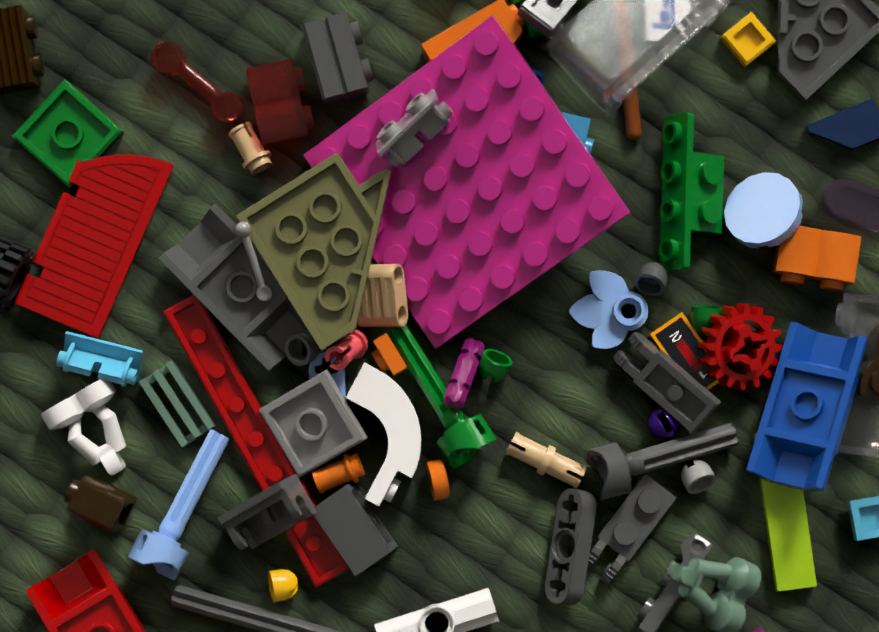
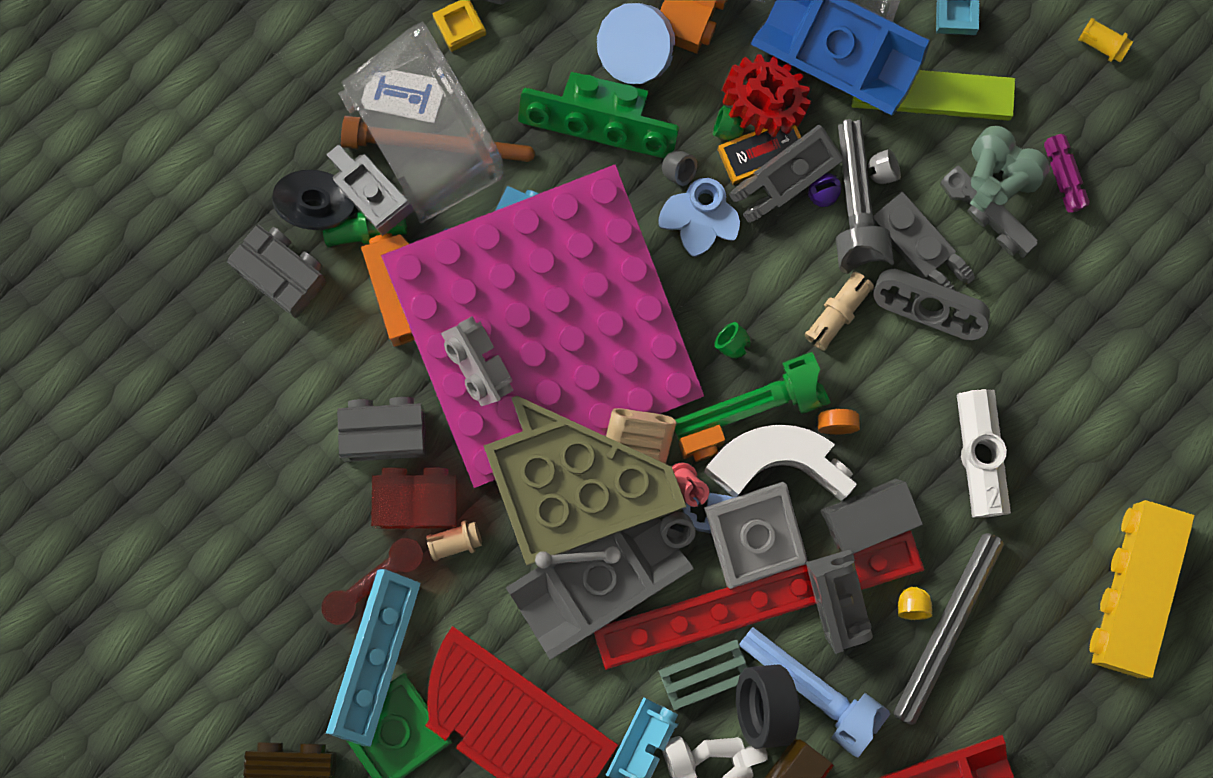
camera: 80 degrees left, 5 degrees down
(127, 99) = (373, 658): none -> medium azure plate
(155, 464) = (767, 706): none -> black tyre
(338, 473) = (811, 521): orange pin -> none
(463, 374) = (737, 371): magenta axle -> none

